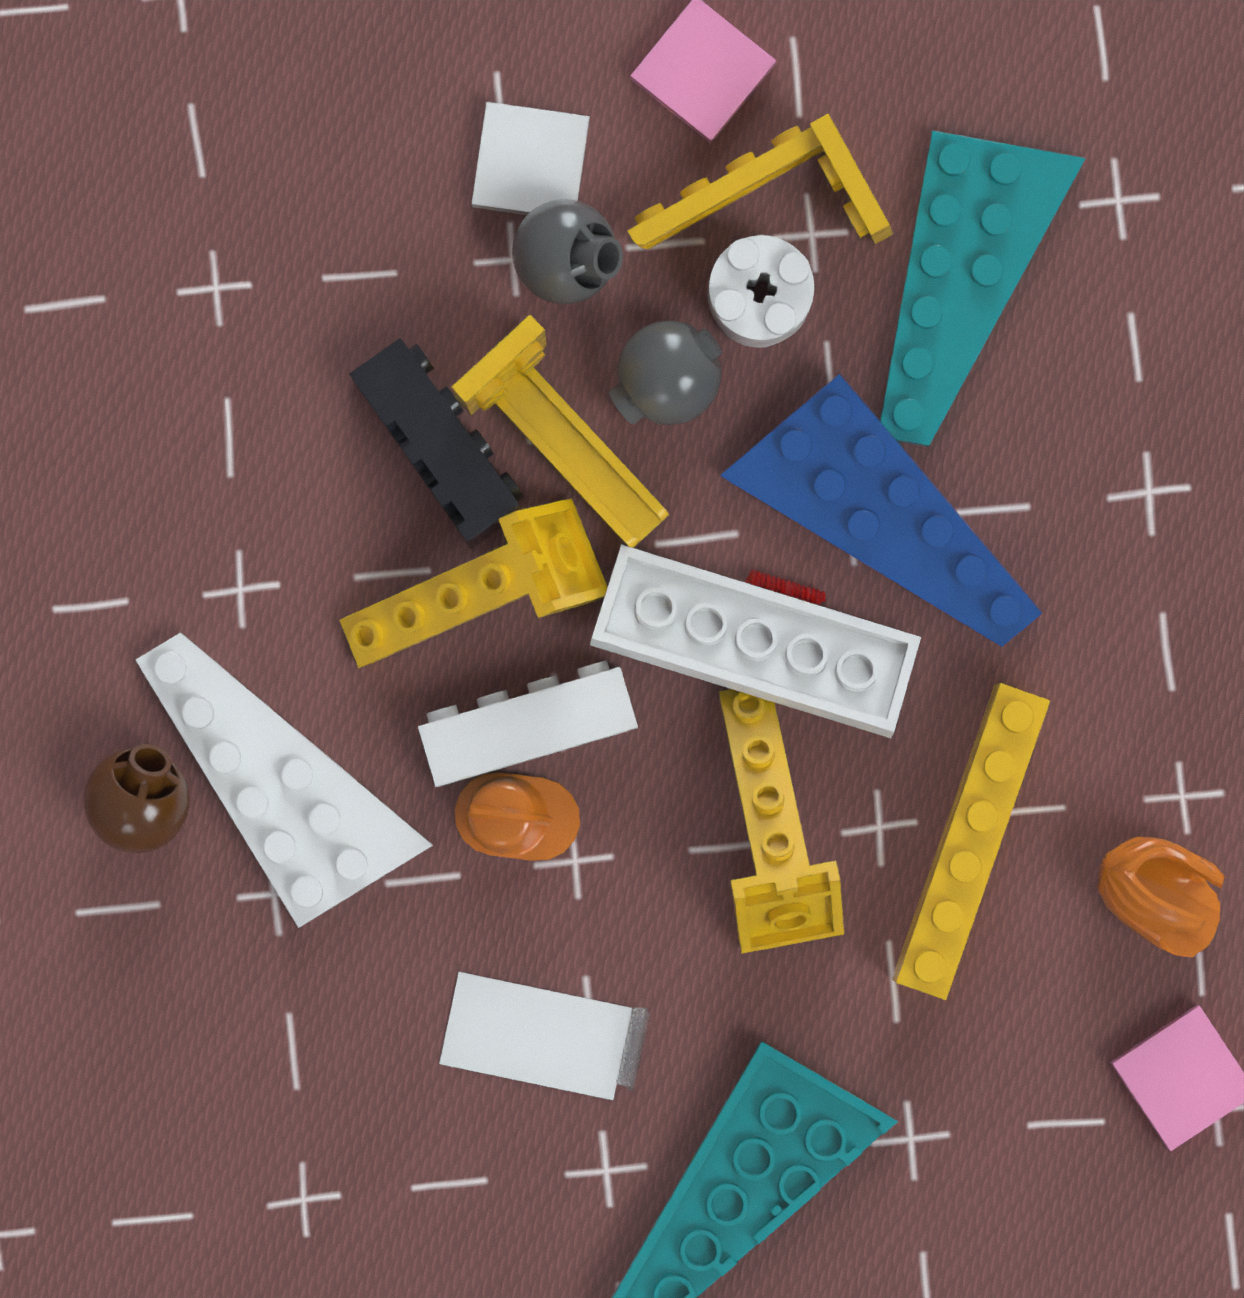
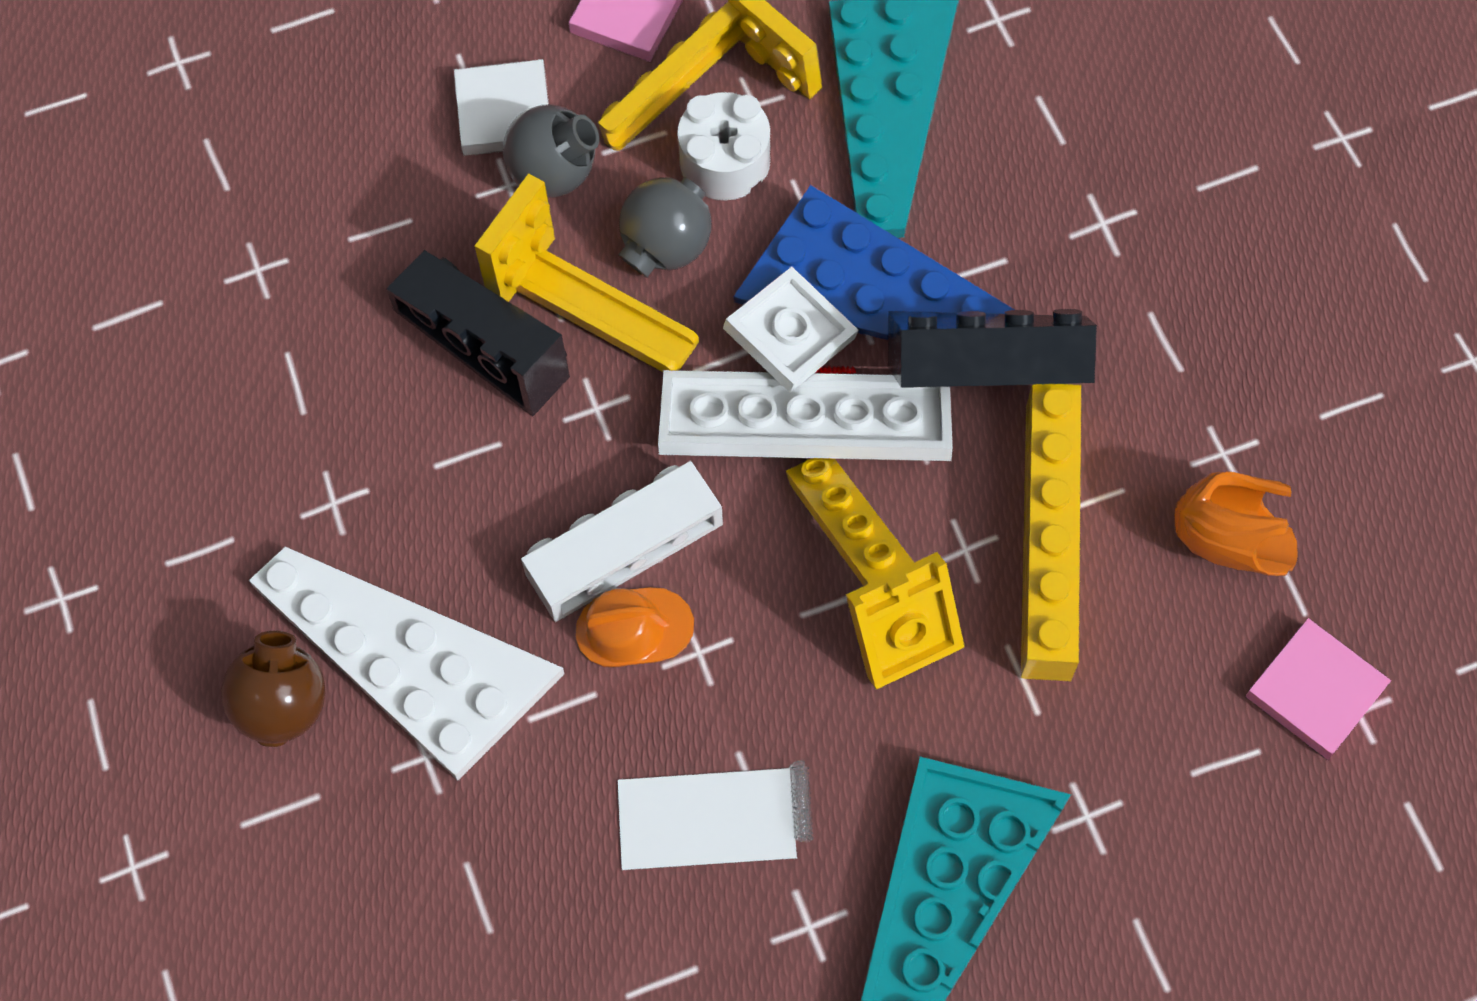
camera: 10 degrees left, 20 degrees down
(543, 559) = (582, 382): yellow bracket -> none
(768, 541) = (790, 329): none -> white tile
(965, 631) = (991, 348): none -> black wedge

